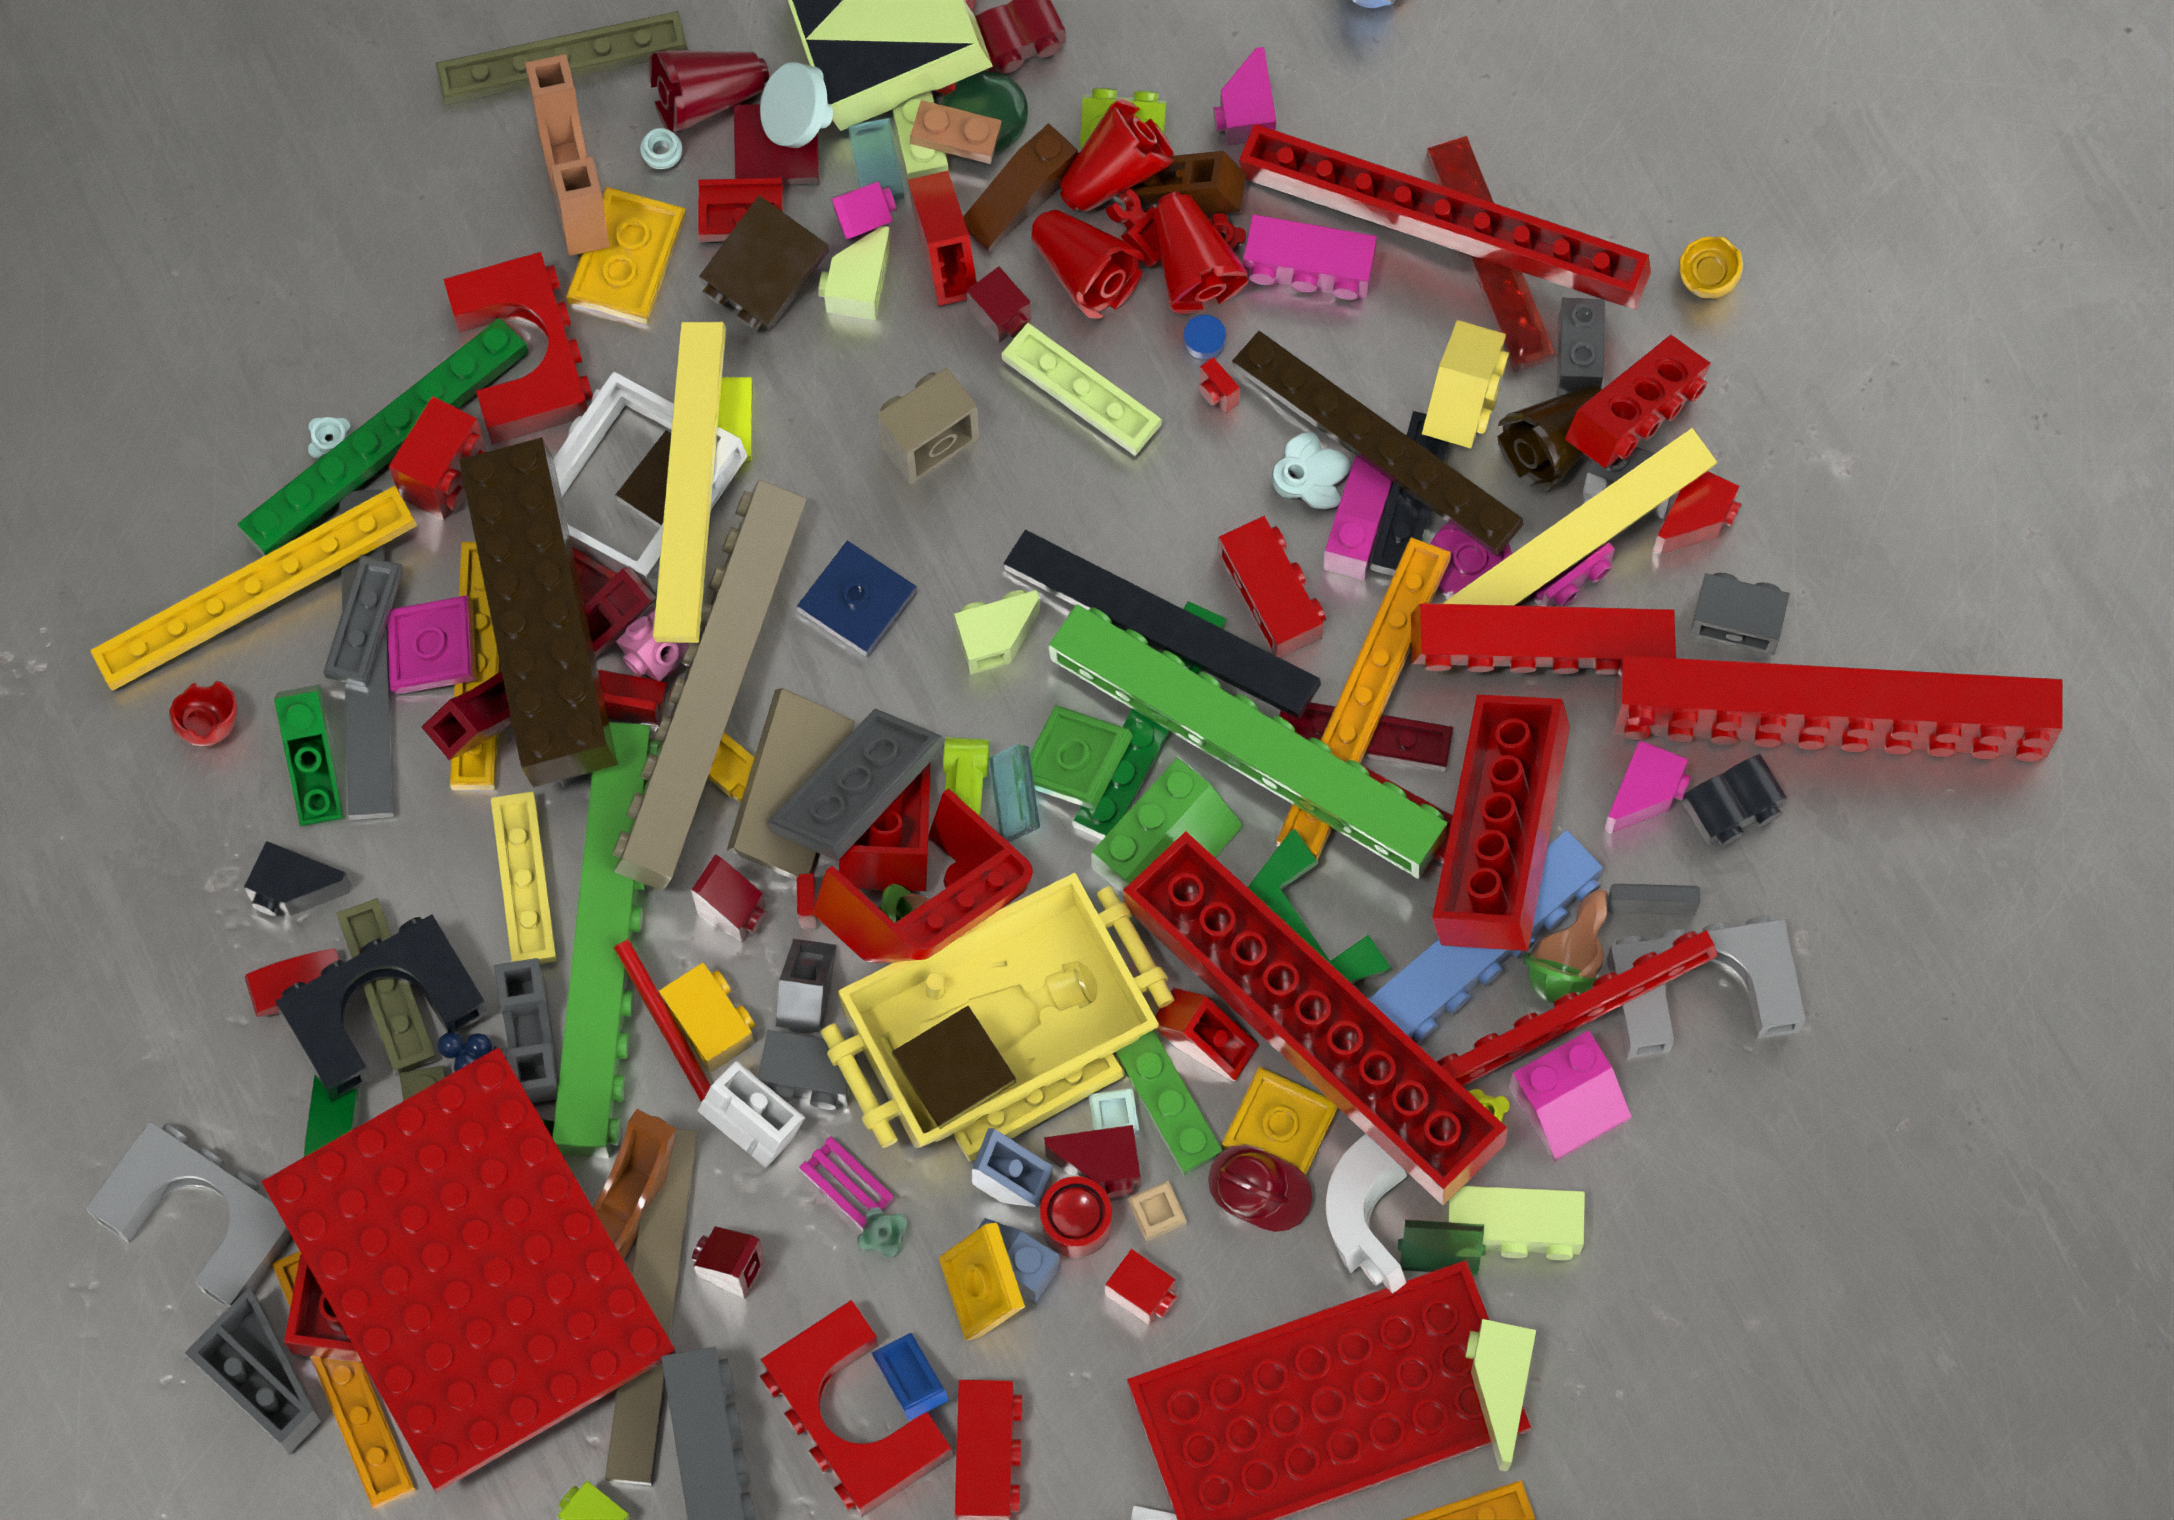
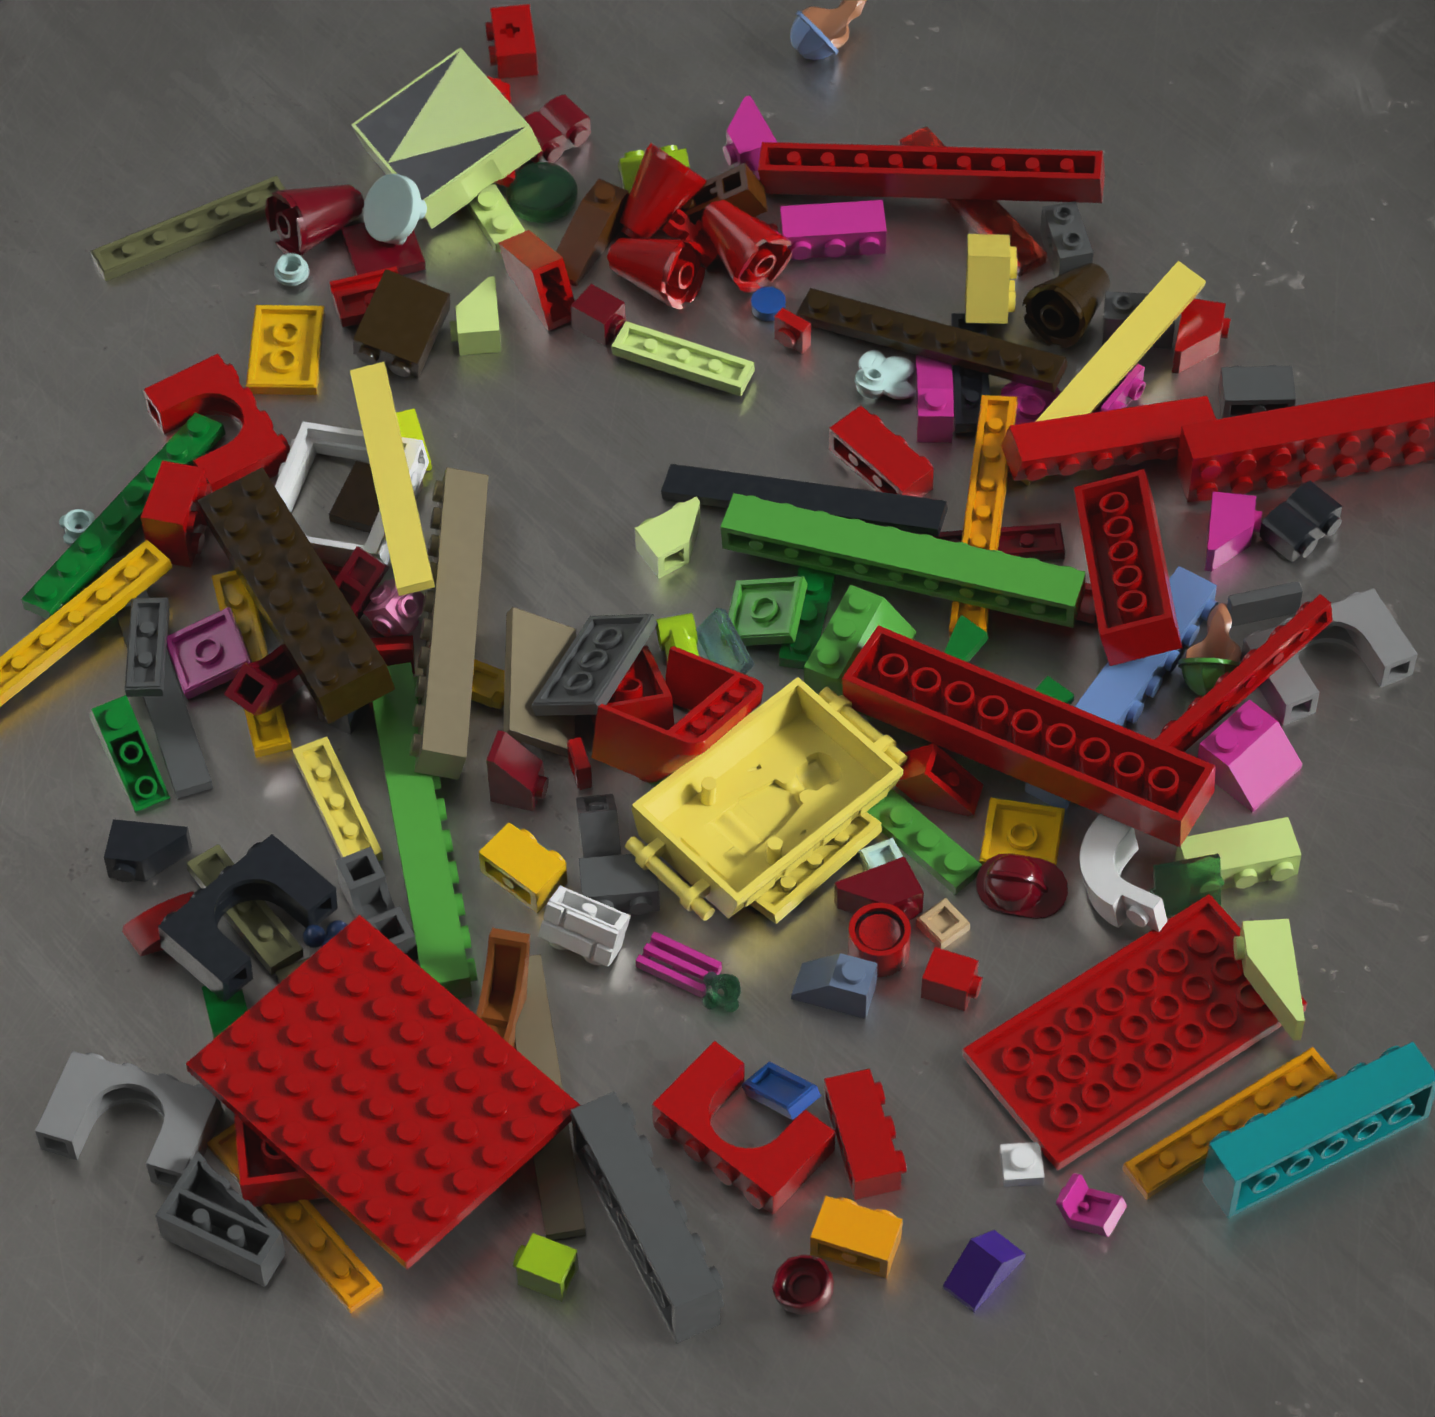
camera: 15 degrees left, 15 degrees down
(204, 714) = (32, 745): red hair -> none
(565, 155) = (228, 294): nougat arch -> none
(663, 1018) = (488, 874): red bar -> none
(729, 1260) = (600, 1038): dark red slope -> none
(856, 598) = (549, 544): dark blue plate -> none
(863, 209) = (466, 269): dark pink slope -> none
(876, 155) = (467, 244): clear light blue tile -> none
(927, 425) = (570, 403): dark tan brick -> none
(954, 1067) = (747, 835): dark brown tile -> none
(955, 132) = (525, 204): nougat plate -> none
(981, 1281) = (818, 1002): yellow tile -> none
(1009, 1171) = (814, 914): sand blue slope -> none
(1638, 402) = (1127, 260): red brick -> none
(1710, 267) = (1147, 169): yellow hair -> none

